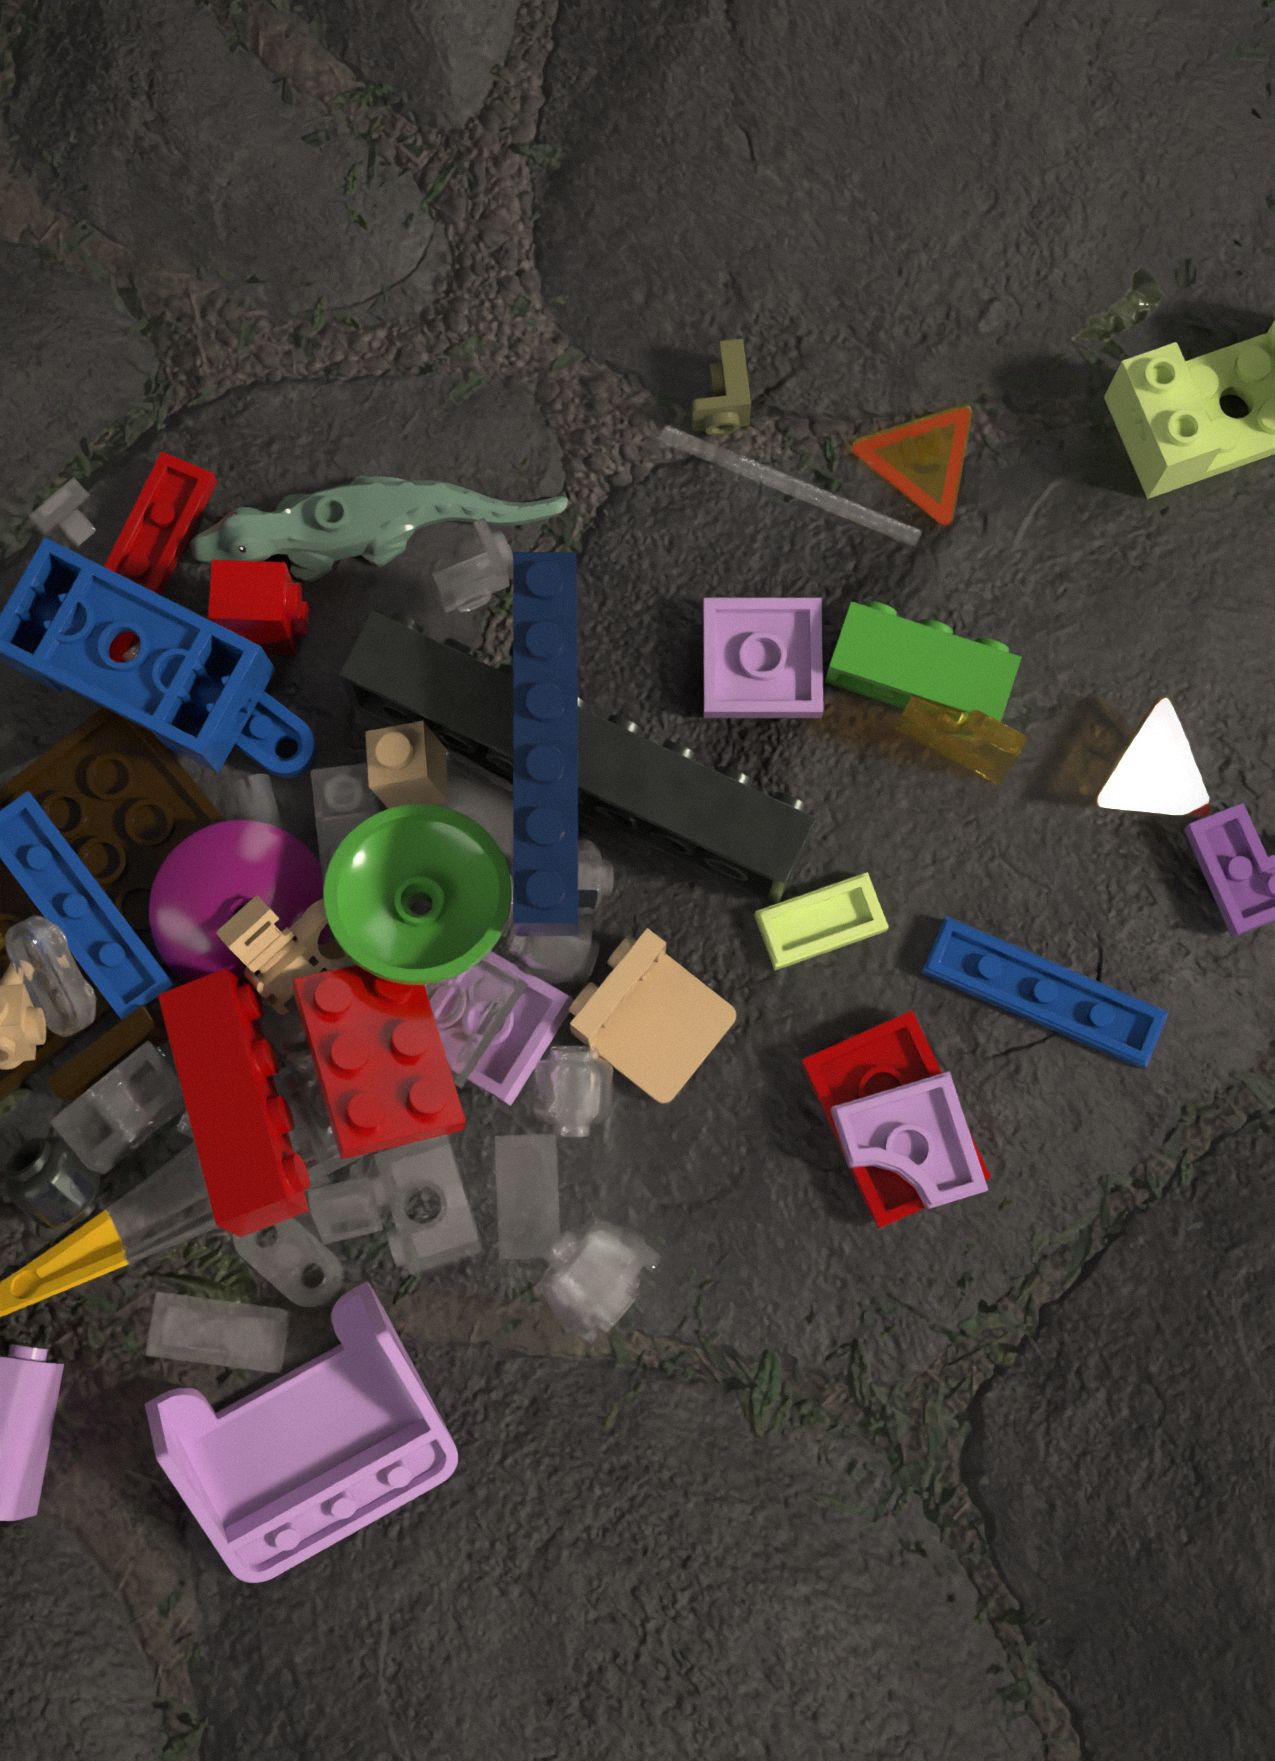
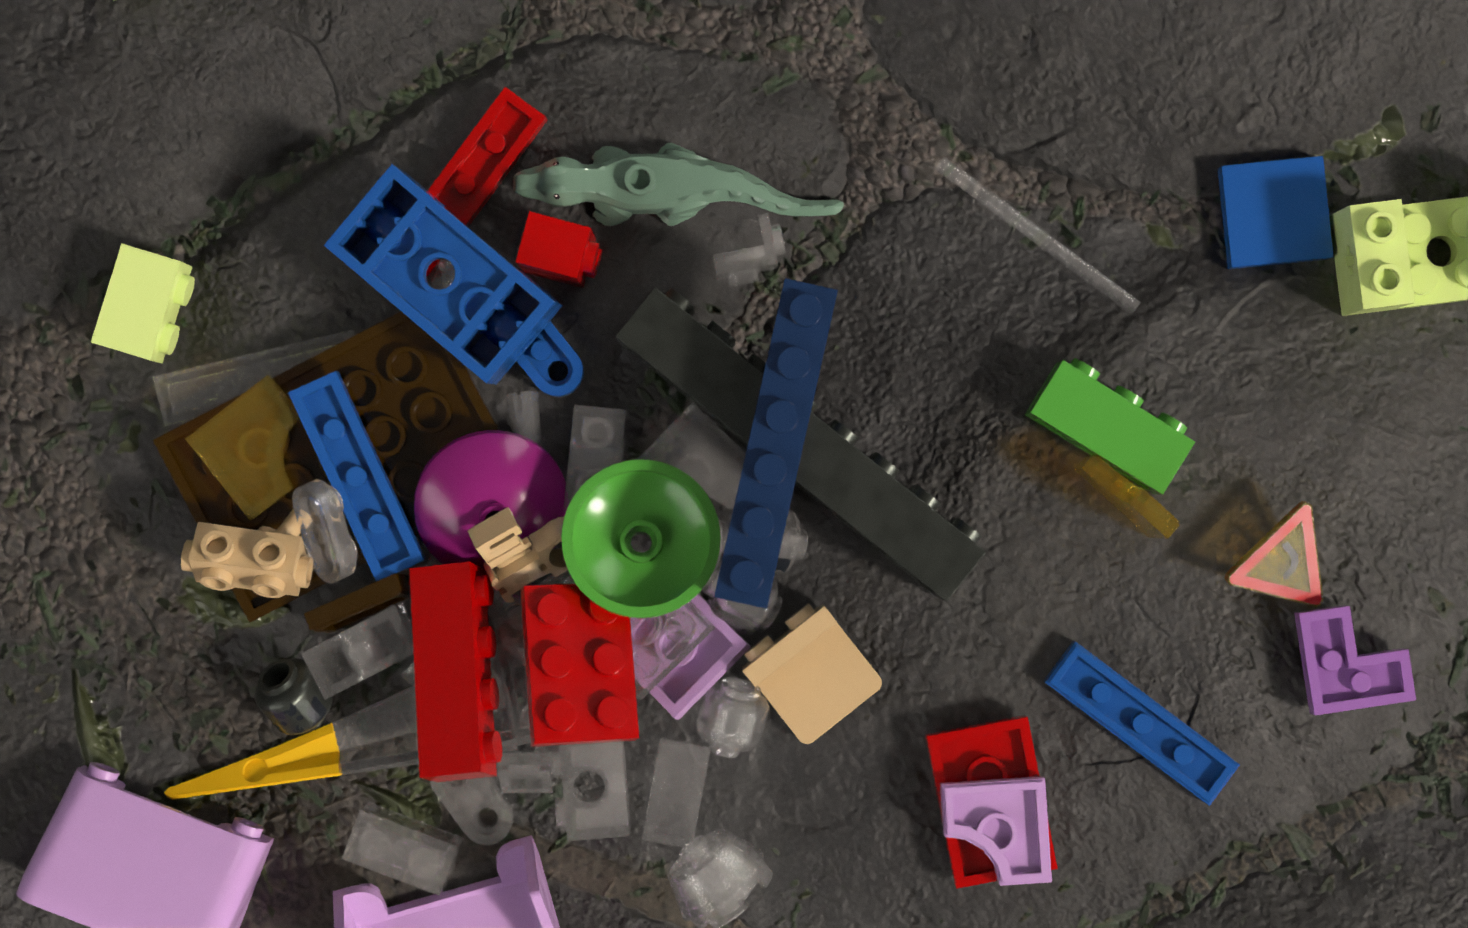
camera: 10 degrees right, 10 degrees up
(63, 511) = (410, 120): clear tile -> none
(407, 765) = (655, 417): tan brick -> none
(730, 399) = (1006, 133): olive bracket -> none
(762, 658) = (976, 385): lavender plate -> none
(821, 921) = (971, 620): yellowish green tile -> none
(922, 458) = (1157, 236): clear yellow piece -> none
(1044, 404) = (1275, 212): none -> blue tile

